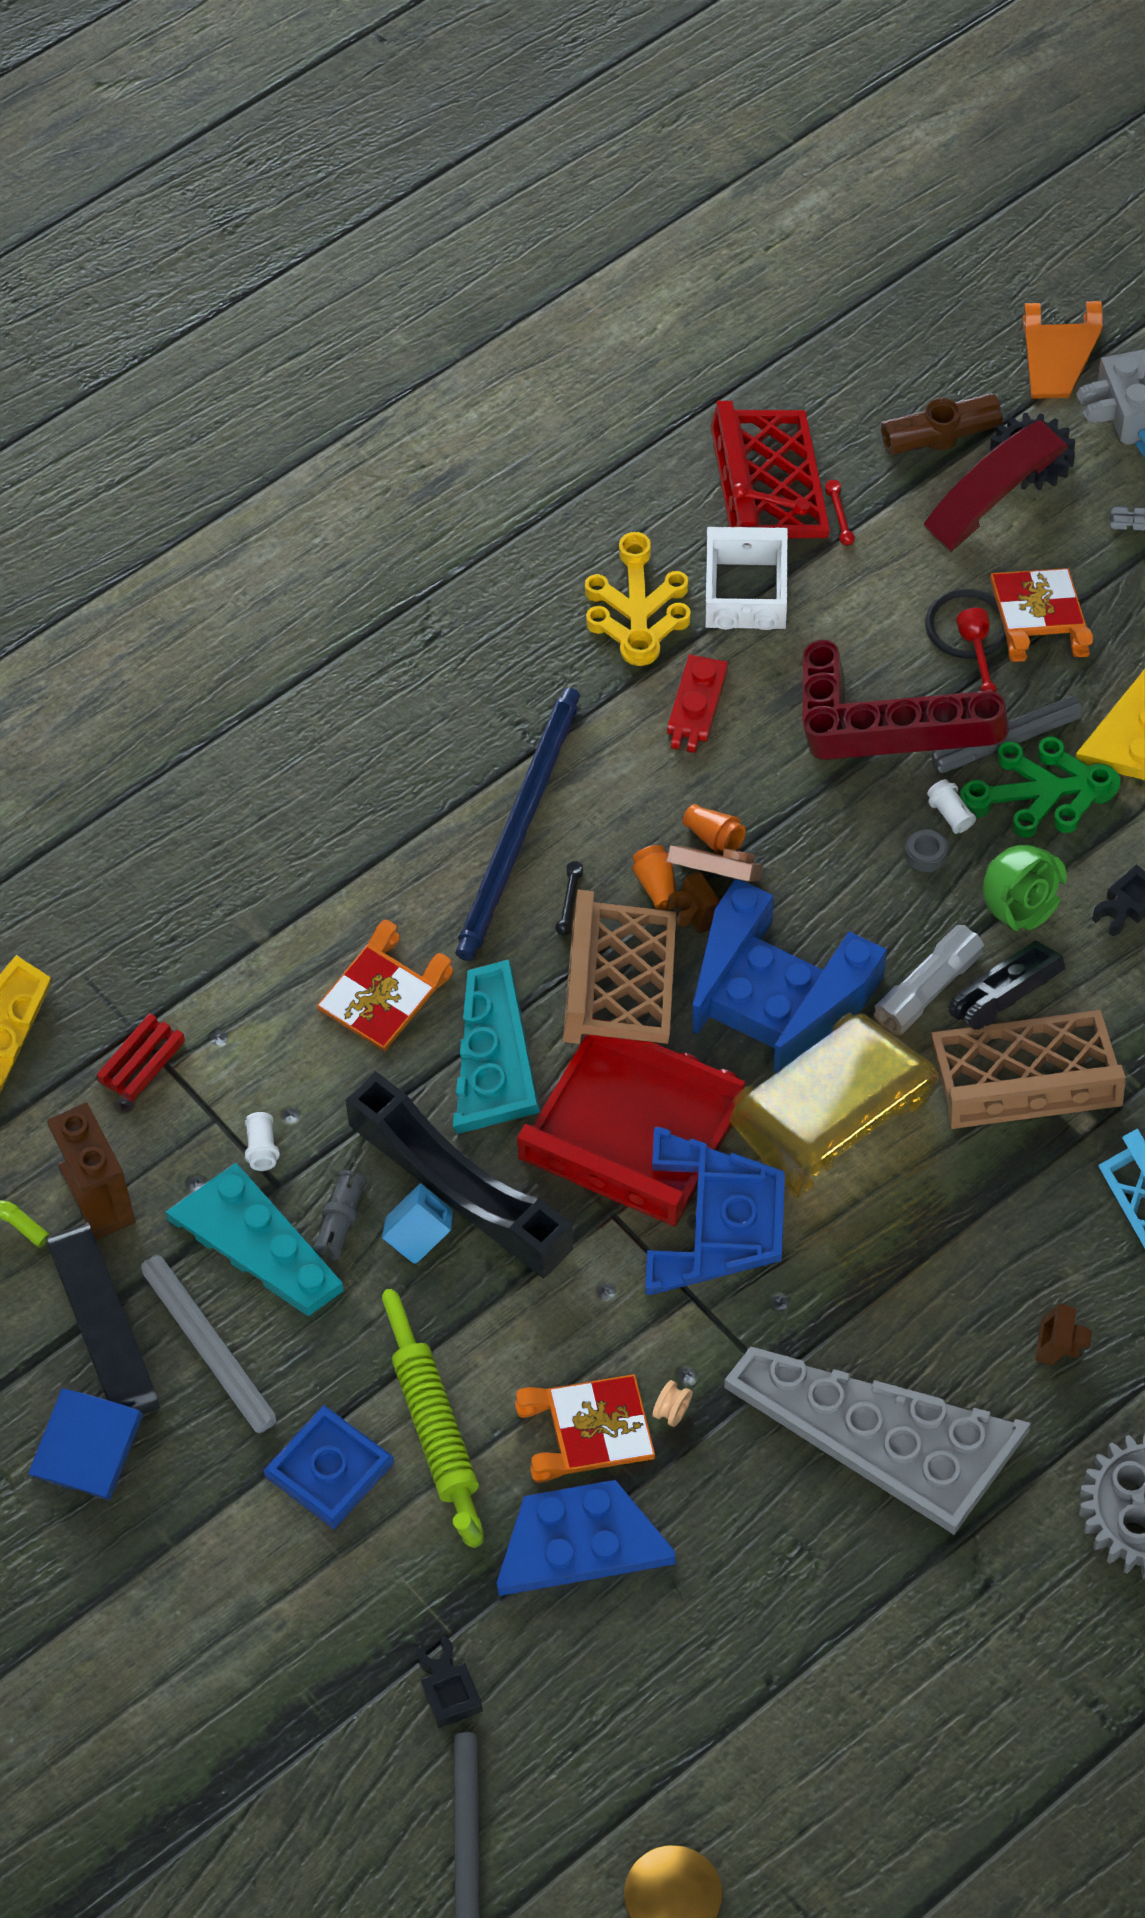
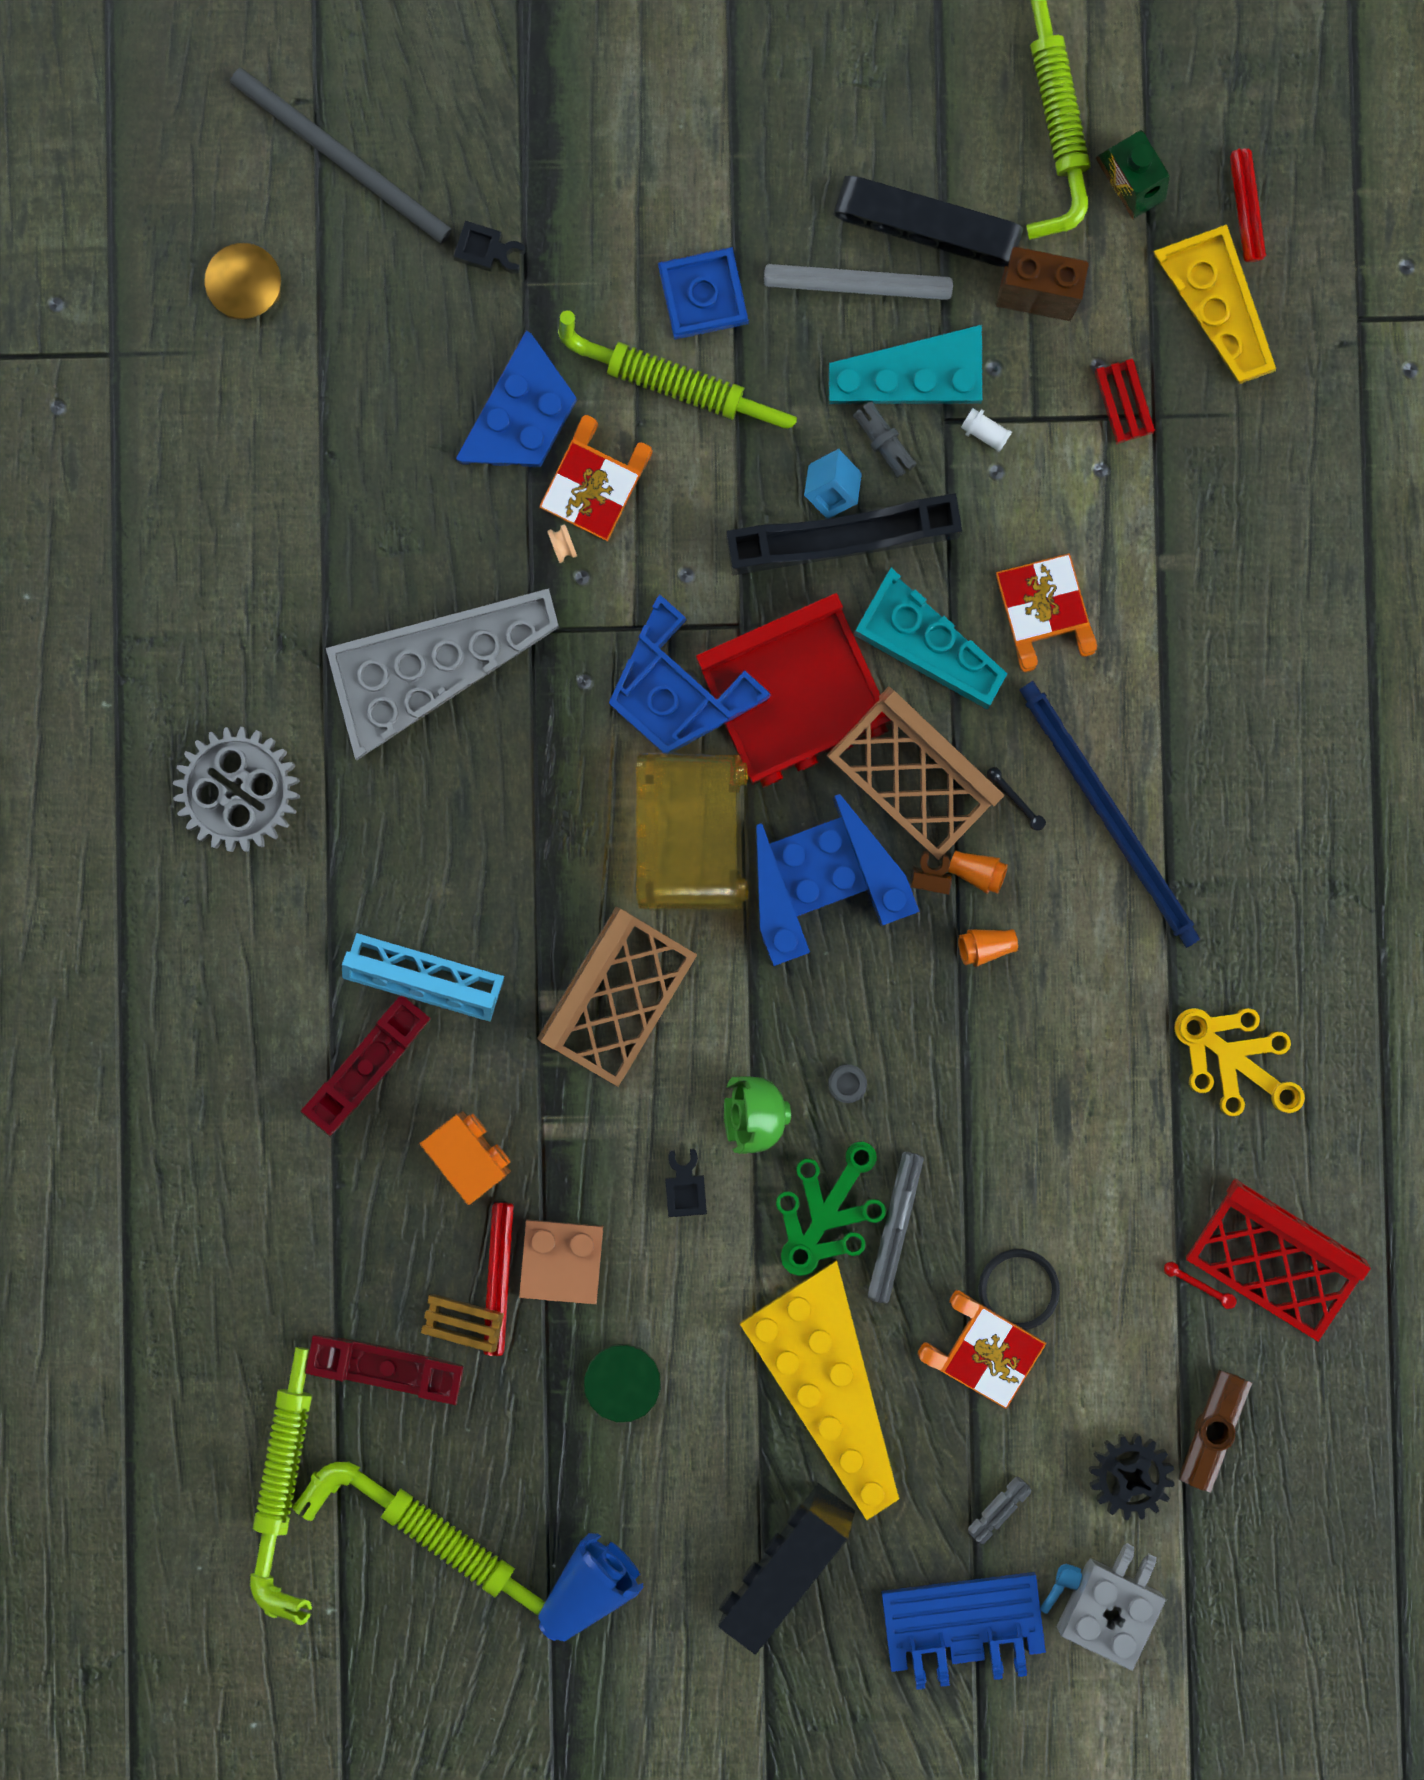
camera: 125 degrees right, 30 degrees up
(86, 1443) = (841, 143): blue slope -> none
(696, 701) = (1111, 1029): red hinge -> none
(728, 547) = (1218, 1180): white window -> none
(730, 864) = (947, 911): nougat plate -> none
(800, 506) = (1223, 1252): red hinge -> none
(891, 725) = (972, 1141): dark red beam -> none
(907, 1000) = (738, 992): light grey axle -> none
(945, 798) = (867, 1131): white pin -> none
(974, 626) = (1005, 1286): red hinge -> none
(991, 481) = (1119, 1415): dark red slope -> none
(1006, 984) = (688, 1038): black hinge -> none
(1059, 350) = (1214, 1590): orange flag -> none
(1060, 1336) = (400, 834): reddish brown tile -> none

